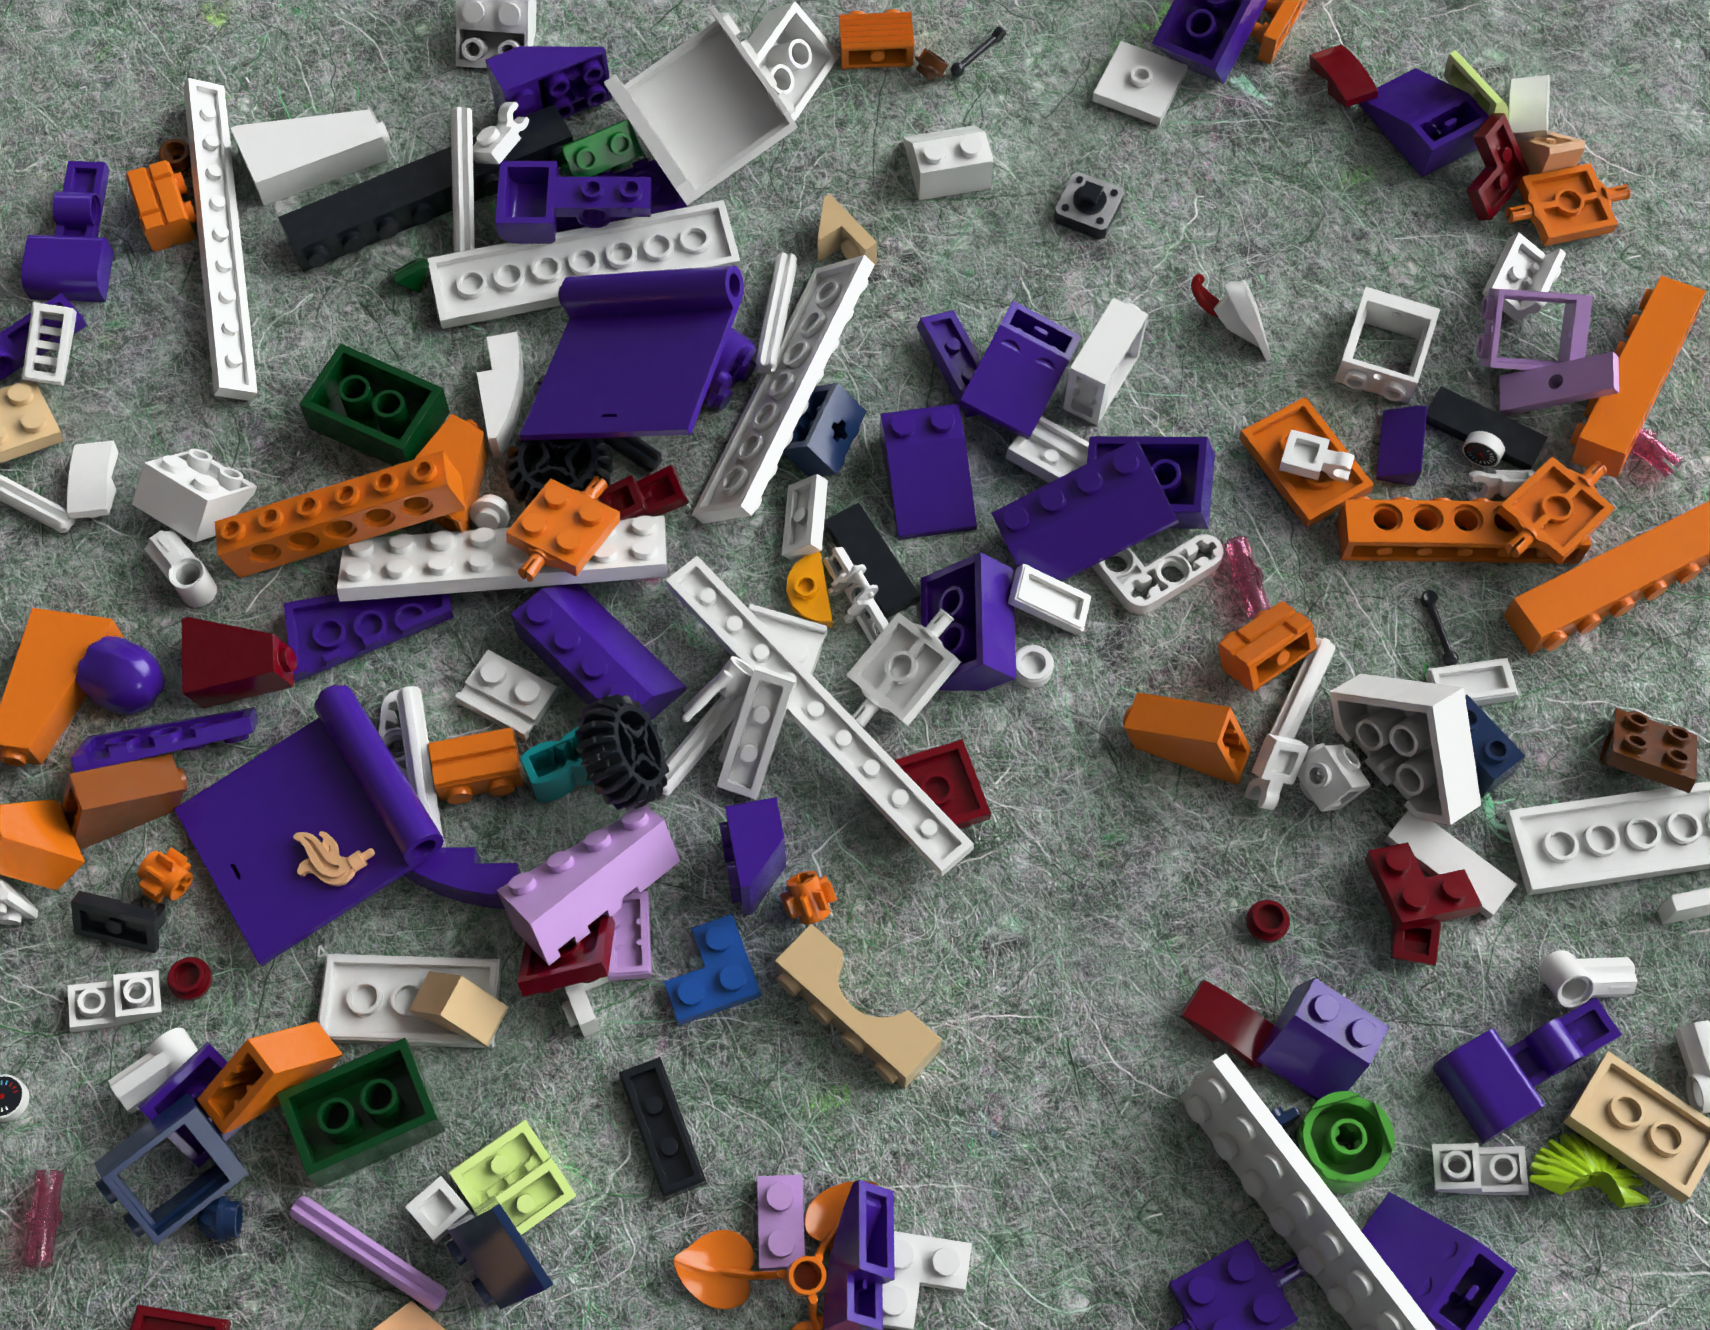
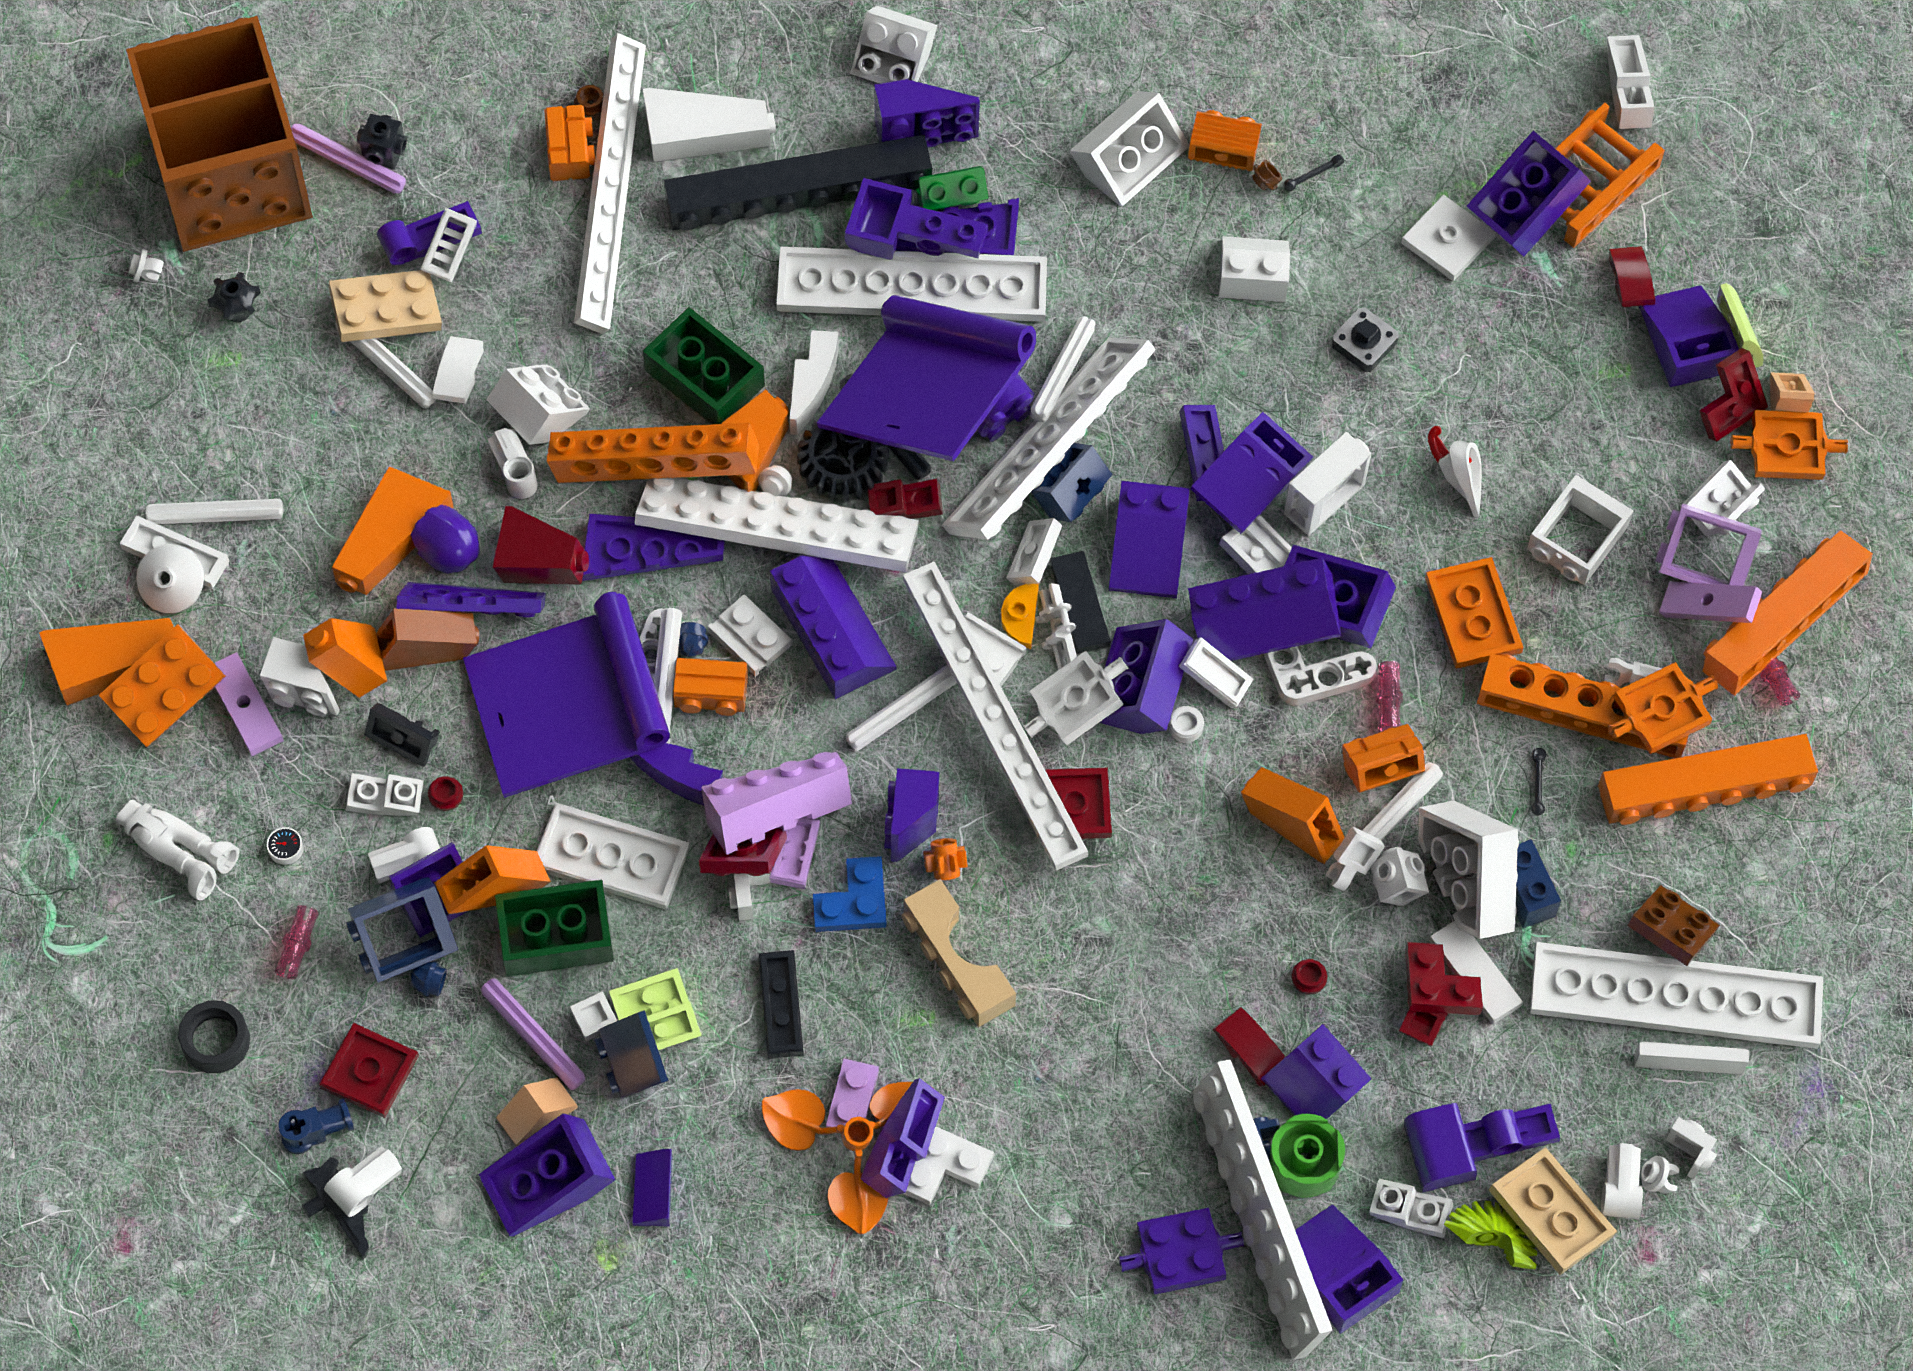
camera: 15 degrees right, 0 degrees up
(75, 257) = (484, 173): dark purple plate -> none
(164, 875) = (445, 708): orange gear -> none
(326, 861) = (574, 729): light nougat piece -> none
(410, 275) = (762, 256): dark green slope -> none
(441, 716) = (692, 639): none -> dark blue plate
(459, 1007) = (648, 869): tan slope -> none
(462, 179) = (827, 186): white axle -> none
(497, 141) = (868, 158): white plate -> none
(554, 768) = (790, 702): teal brick -> none
(562, 527) = (831, 510): orange plate -> none
(622, 752) = (828, 704): black gear -> none
(705, 108) = (1050, 173): white panel -> none
(729, 682) = (932, 672): white plant -> none
(756, 732) = (940, 718): white plate -> none
(842, 231) = (1139, 310): tan slope -> none
(1309, 455) = (1474, 608): white plate -> none
(1401, 445) = (1562, 619): dark purple slope -> none
(1461, 416) = (1640, 624): black tile -> none
(1482, 681) = (1551, 833): white tile -> none
(1483, 449) = (1630, 641): tile -> none
(1529, 107) = (1787, 346): white slope -> none
(1578, 980) = (1551, 1087): white piece -> none

